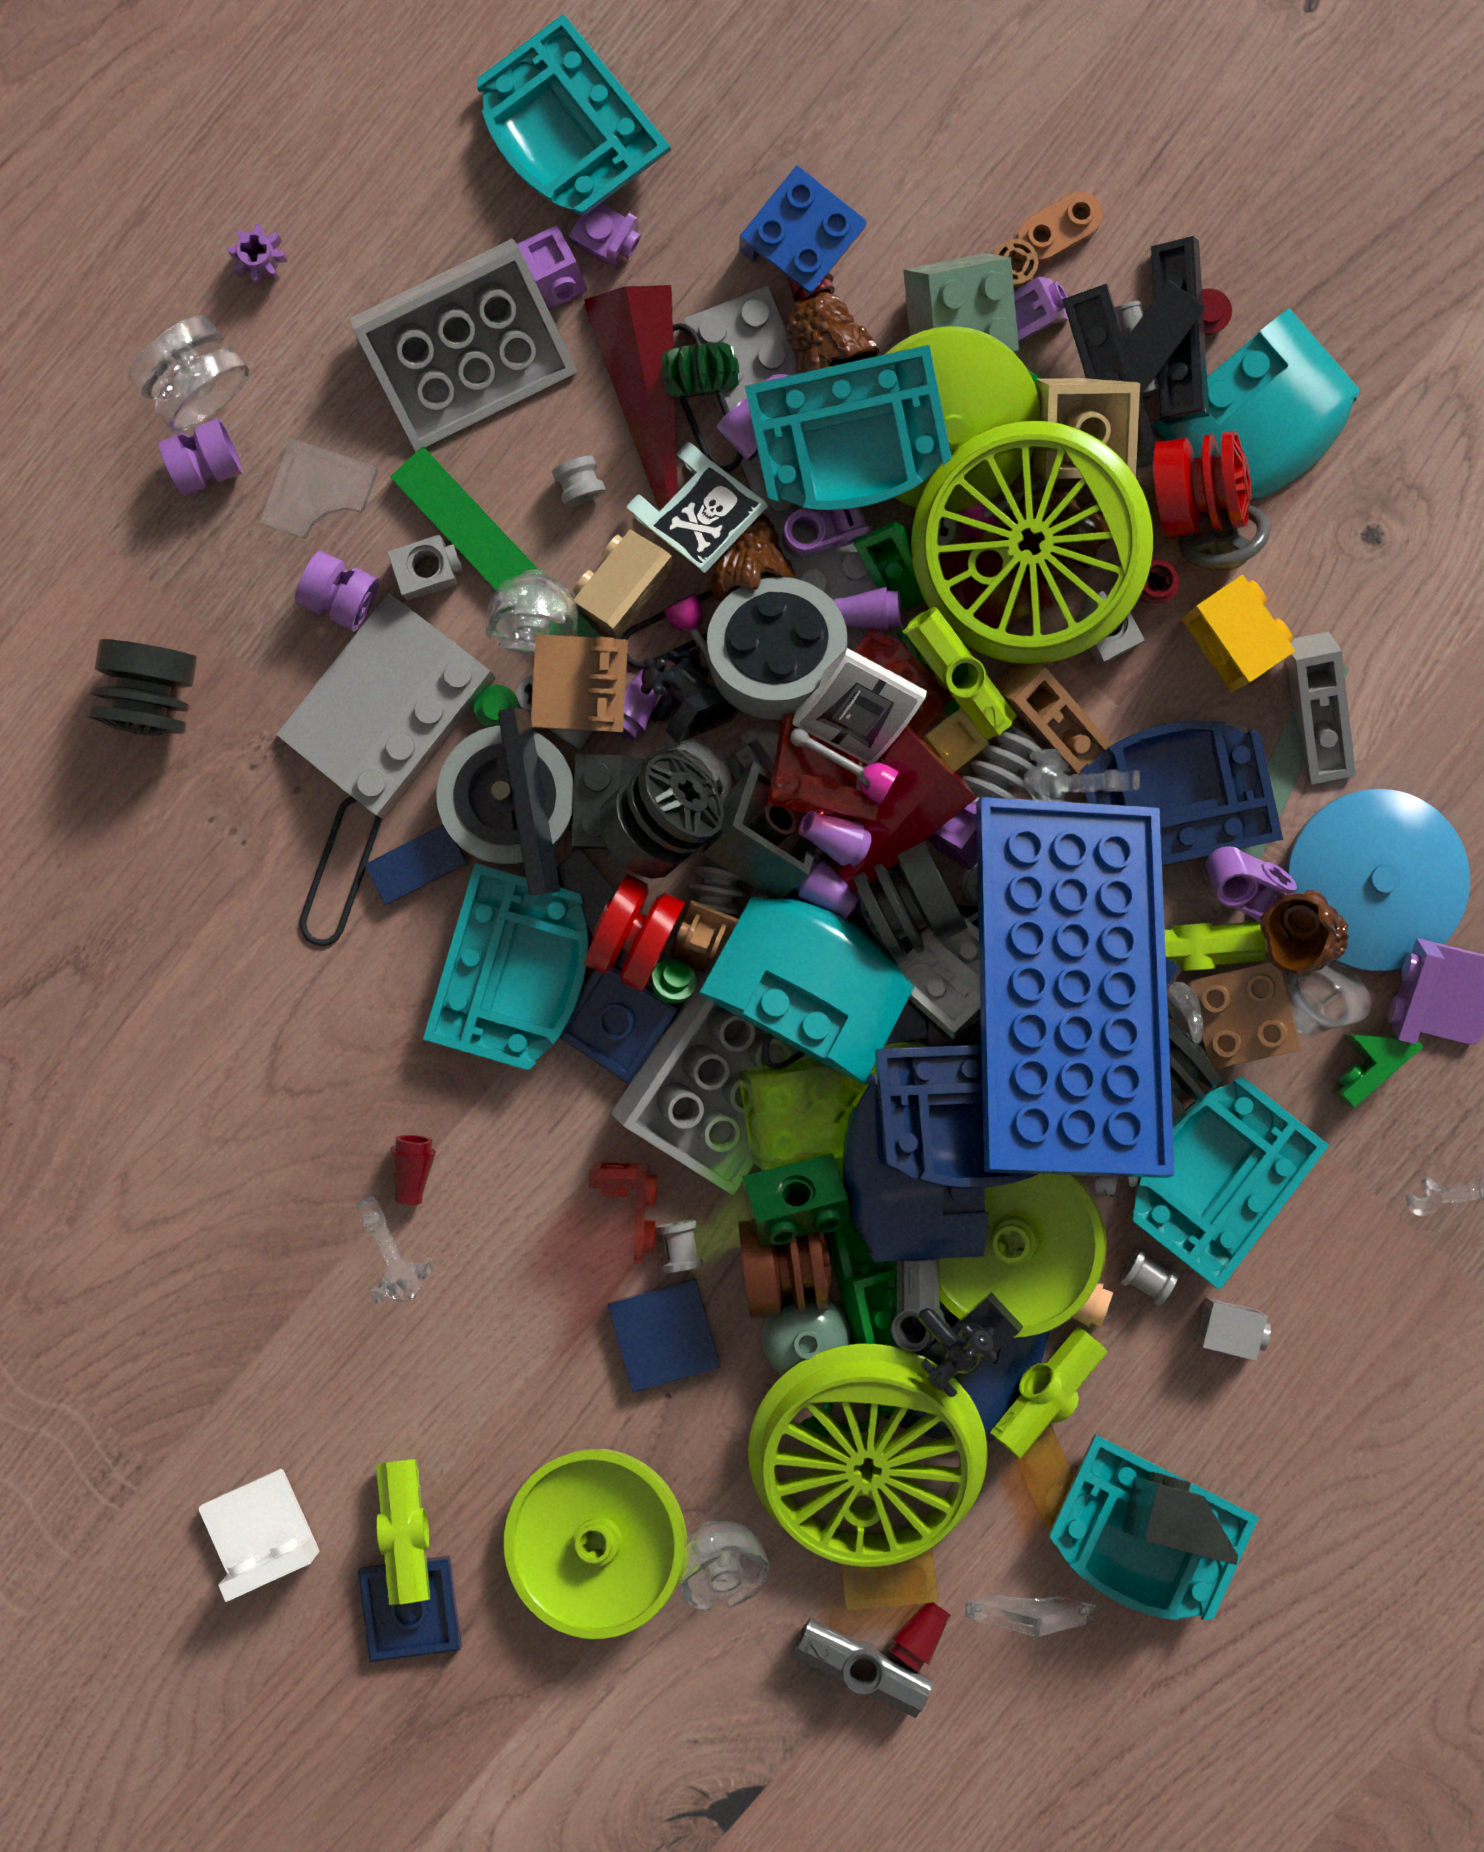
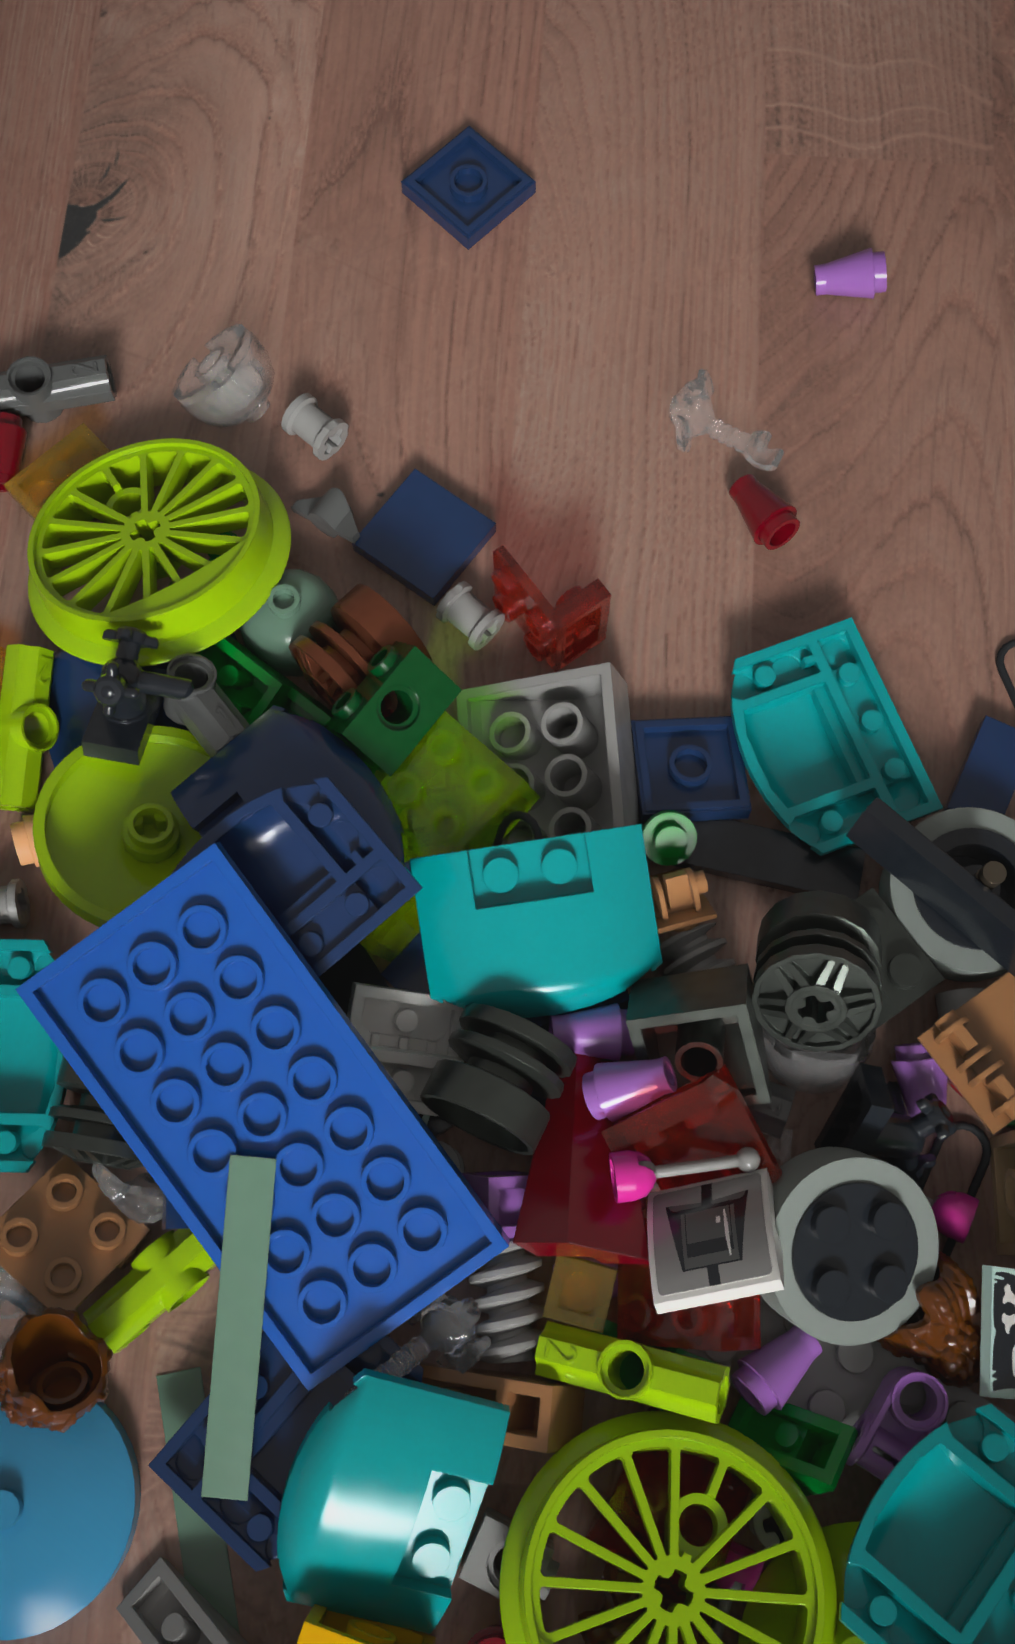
camera: 145 degrees right, 15 degrees down
(187, 1305) = (853, 275): none -> medium lavender cone
(258, 1533) = (636, 151): white bracket -> none
(403, 1532) = (523, 226): lime piece -> none
(595, 1543) = (350, 323): lime dish -> none
(632, 932) = (747, 845): red wheel -> none
(680, 1477) = (314, 426): none -> light grey bush
(717, 1401) = (329, 514): none -> dark grey piece
(1155, 712) = (387, 1499): none -> teal slope
(1173, 876) = (238, 1327): none -> sand green sticker
(1246, 881) = (154, 1386): medium lavender piece -> none

